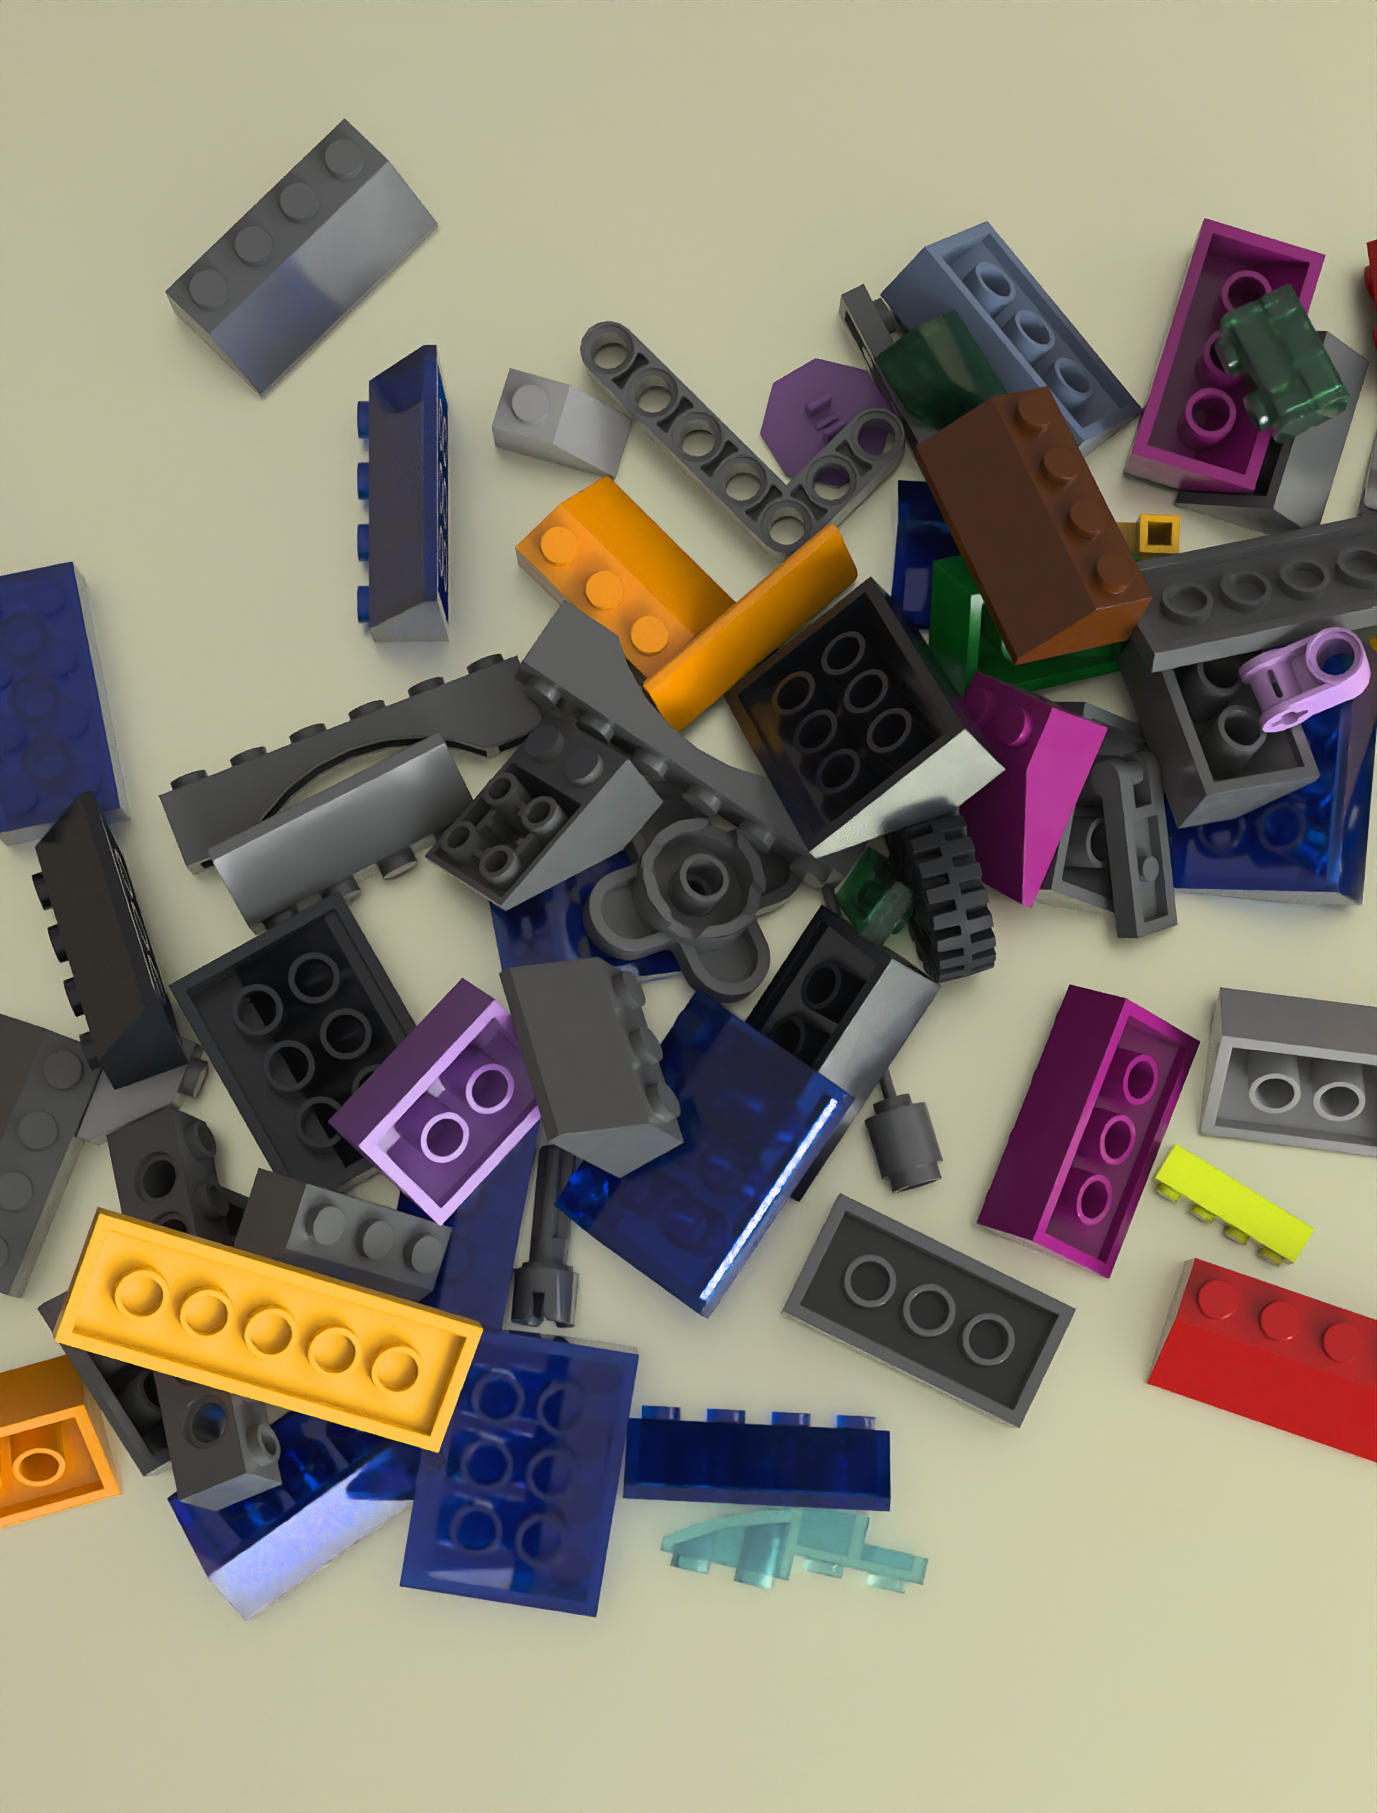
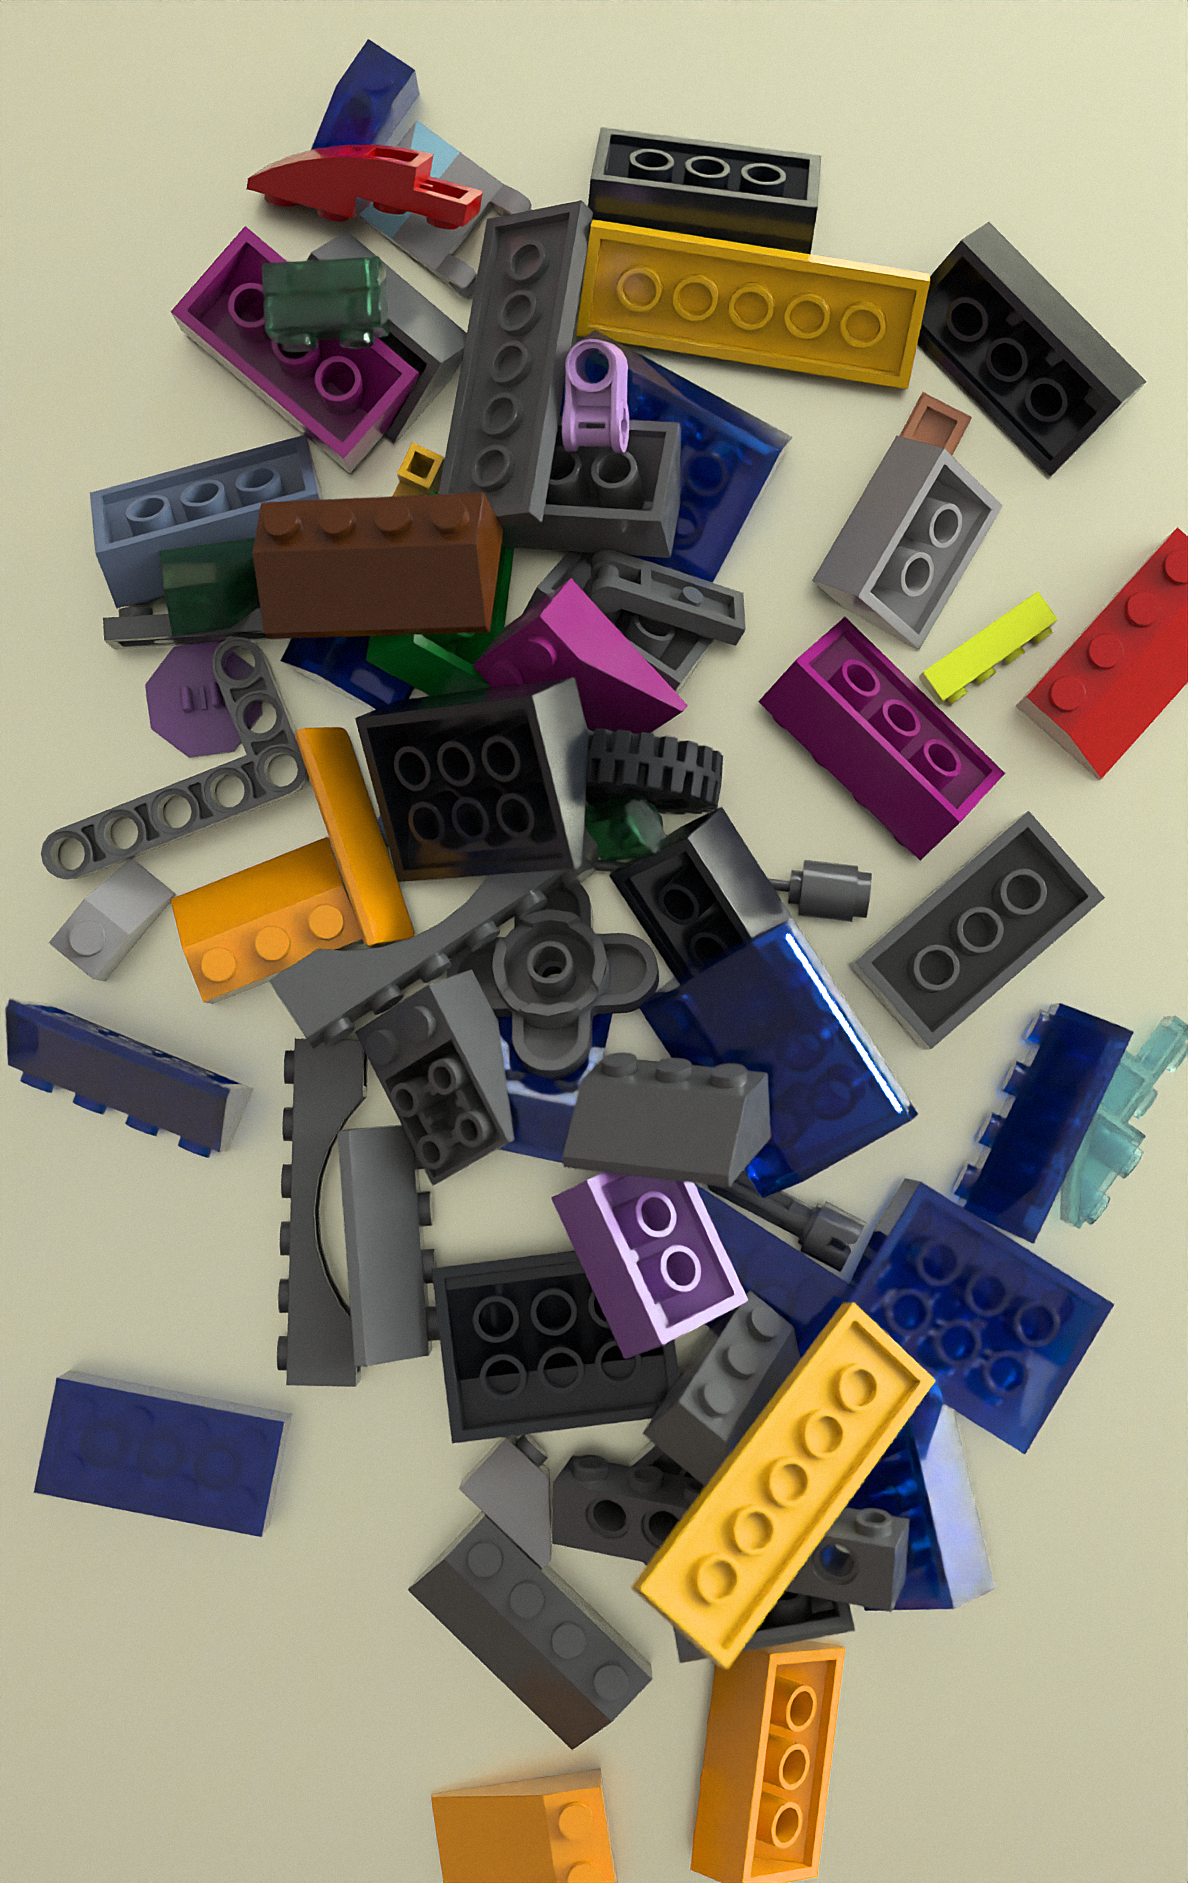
camera: 65 degrees left, 5 degrees up
(107, 948) = (399, 1481): black slope -> none

